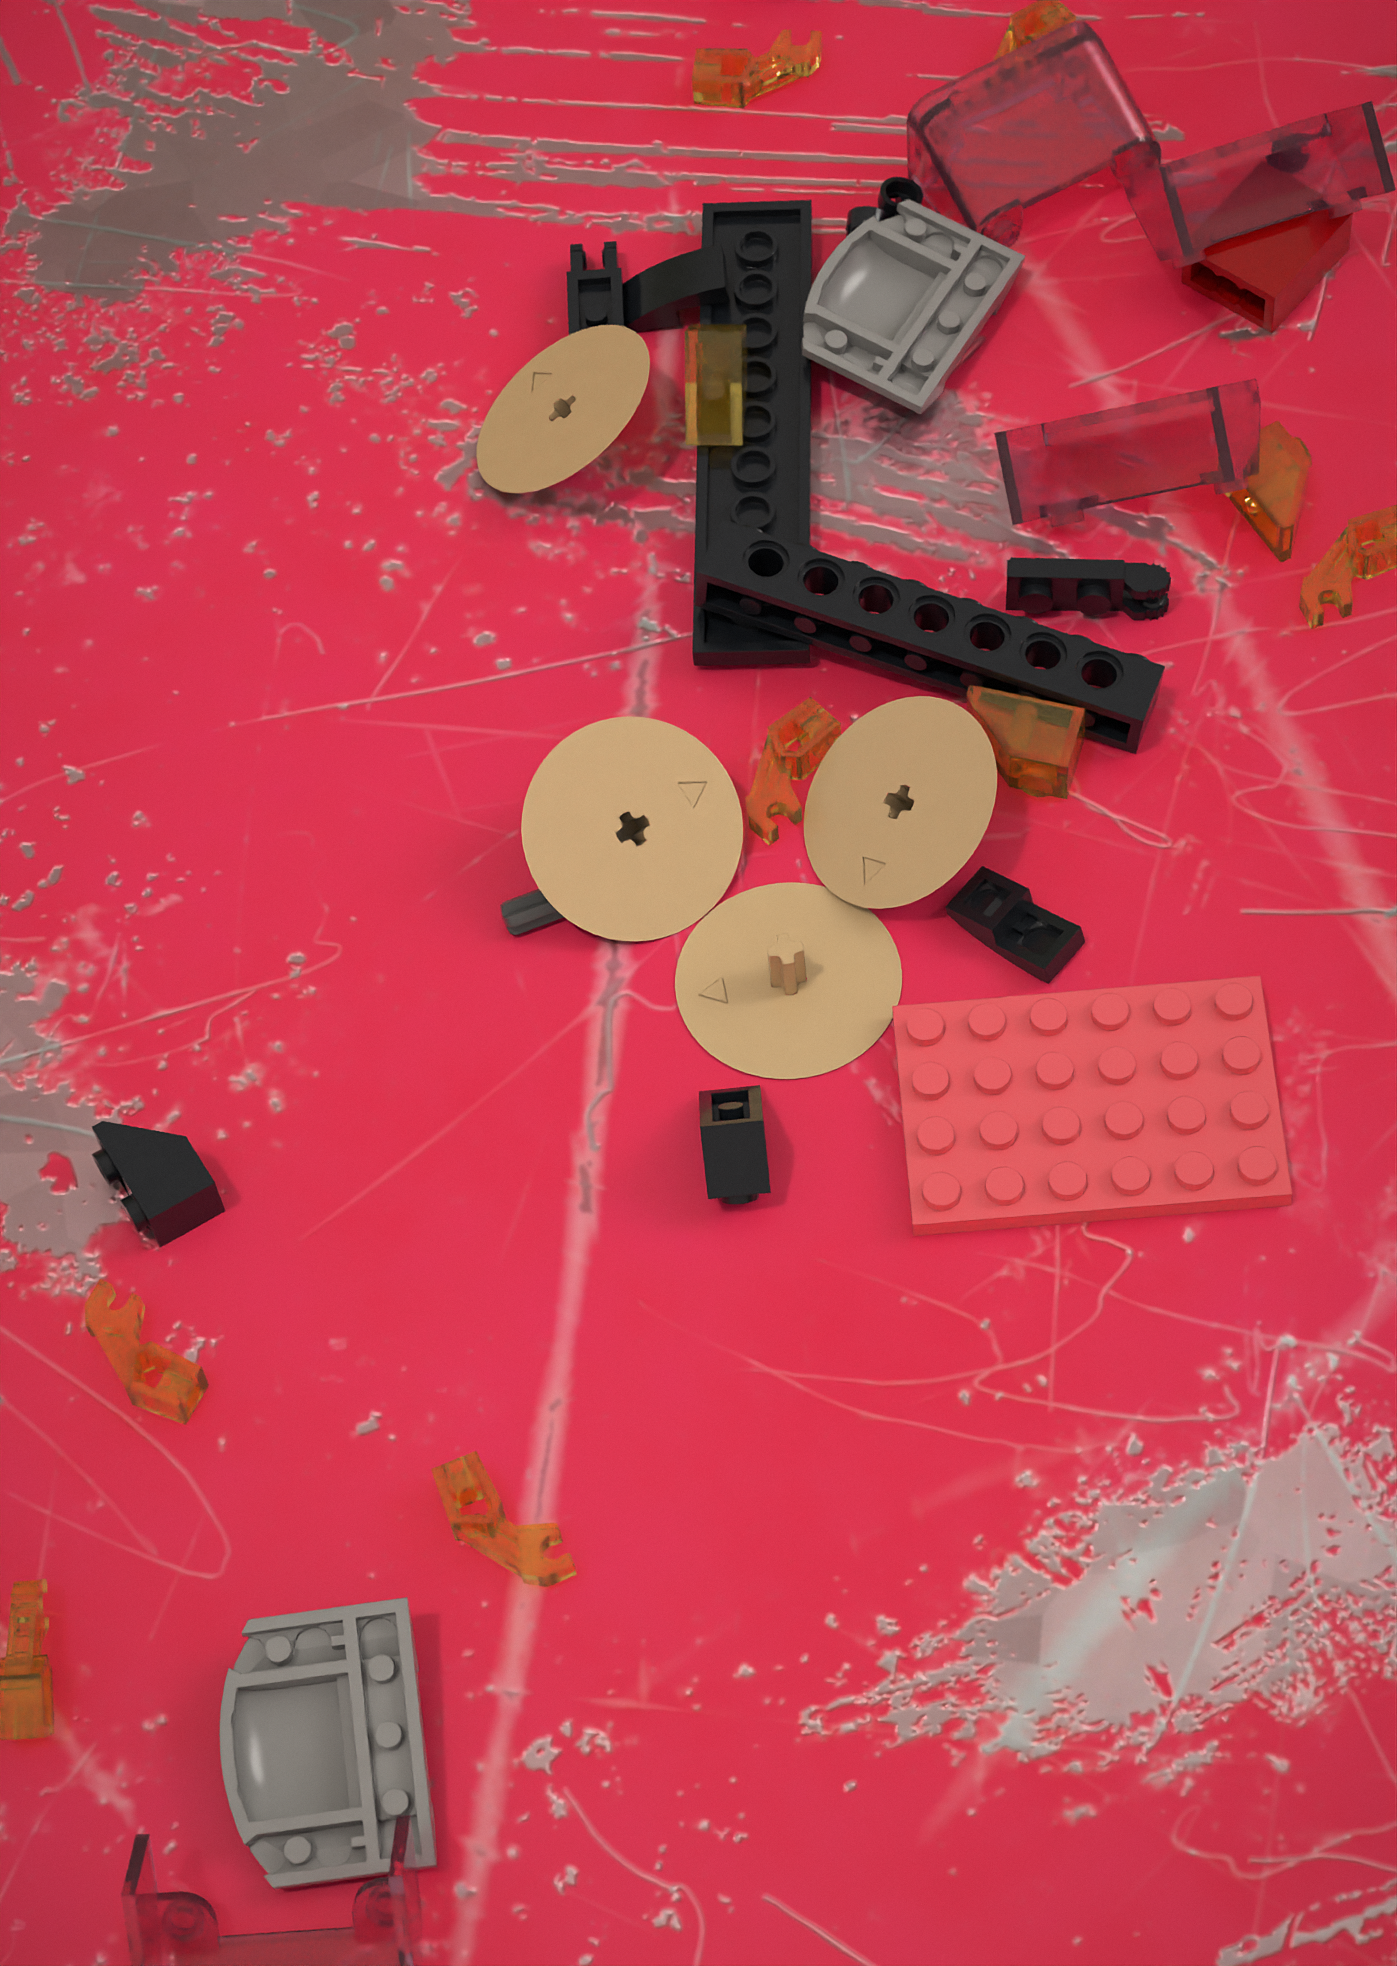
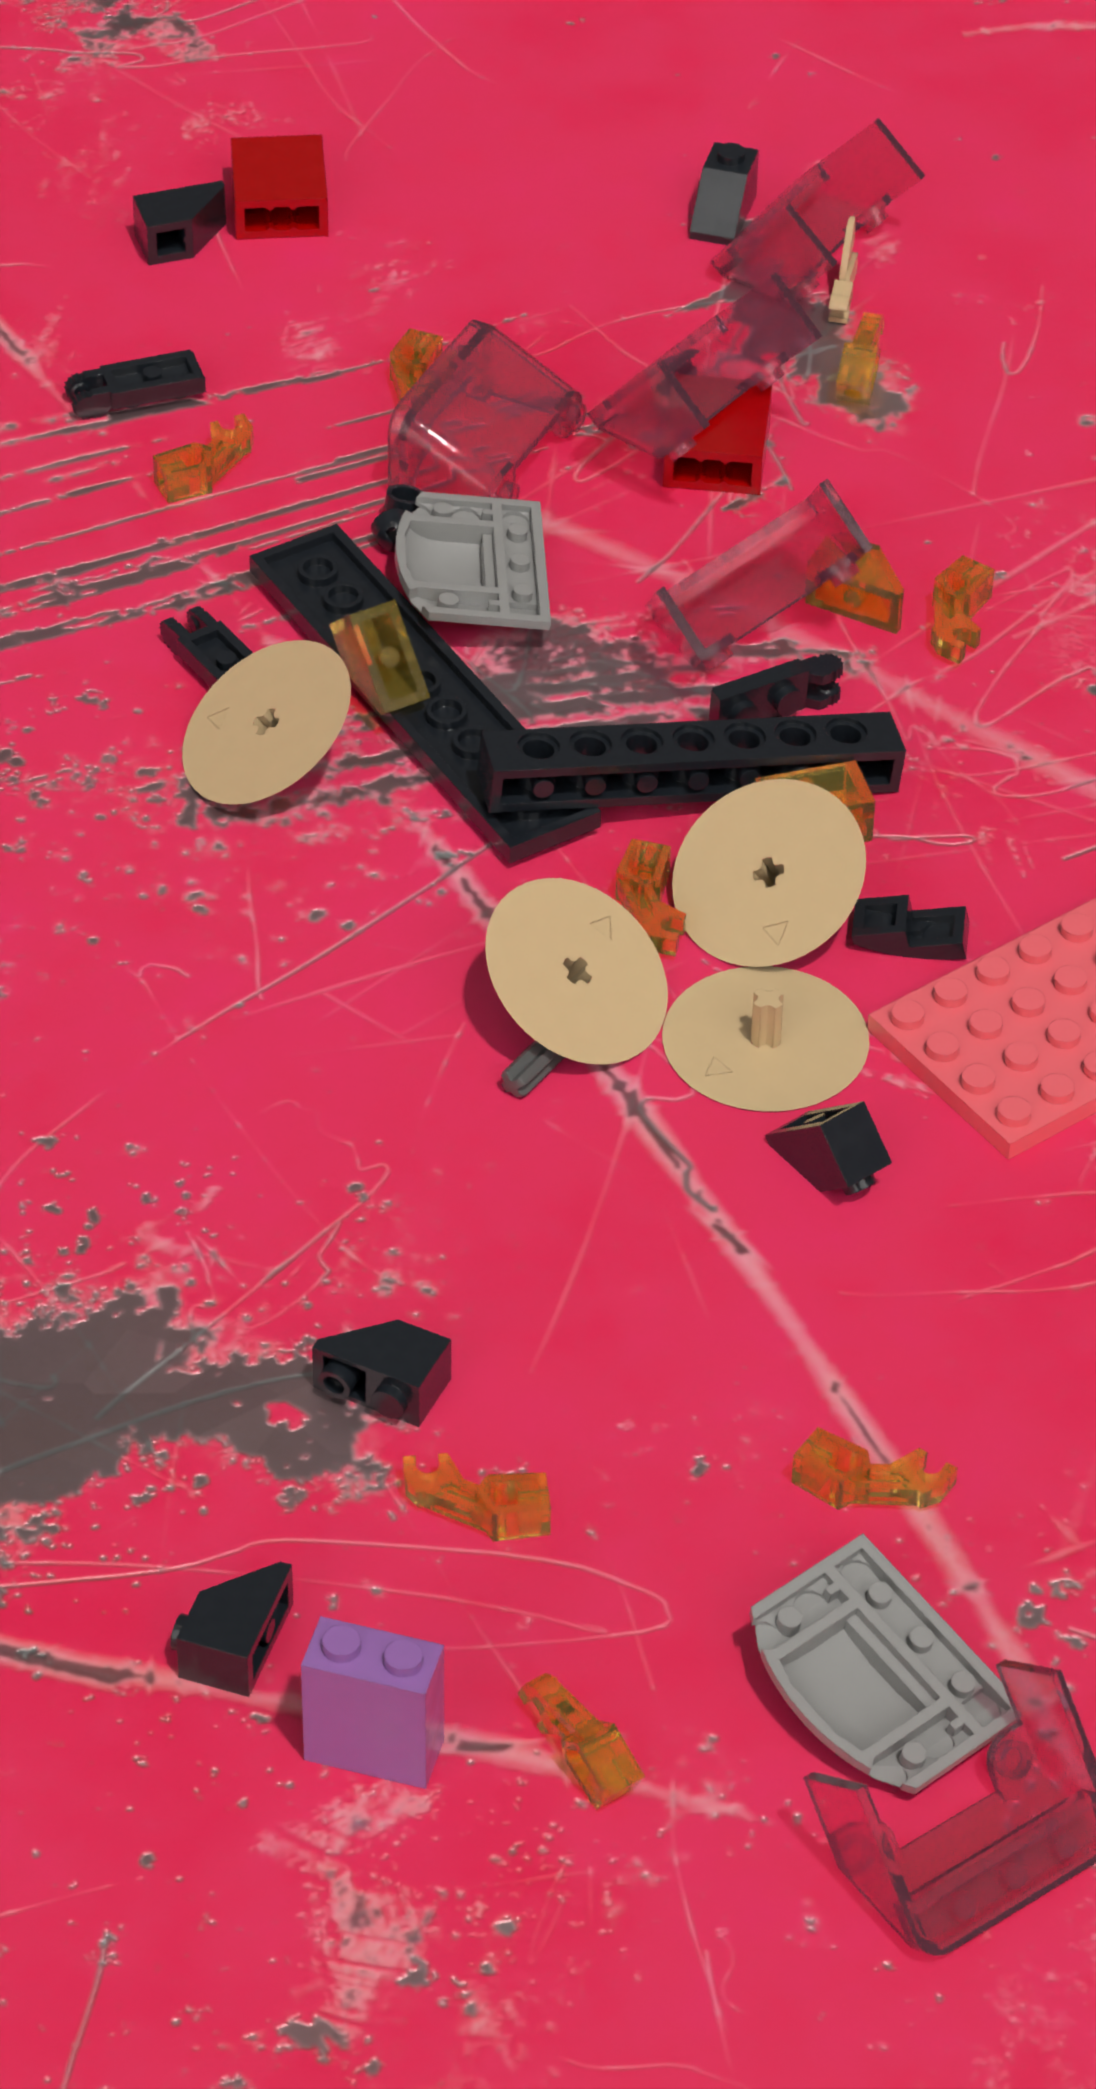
camera: 40 degrees left, 15 degrees down
(675, 284) = (281, 611): black slope -> none

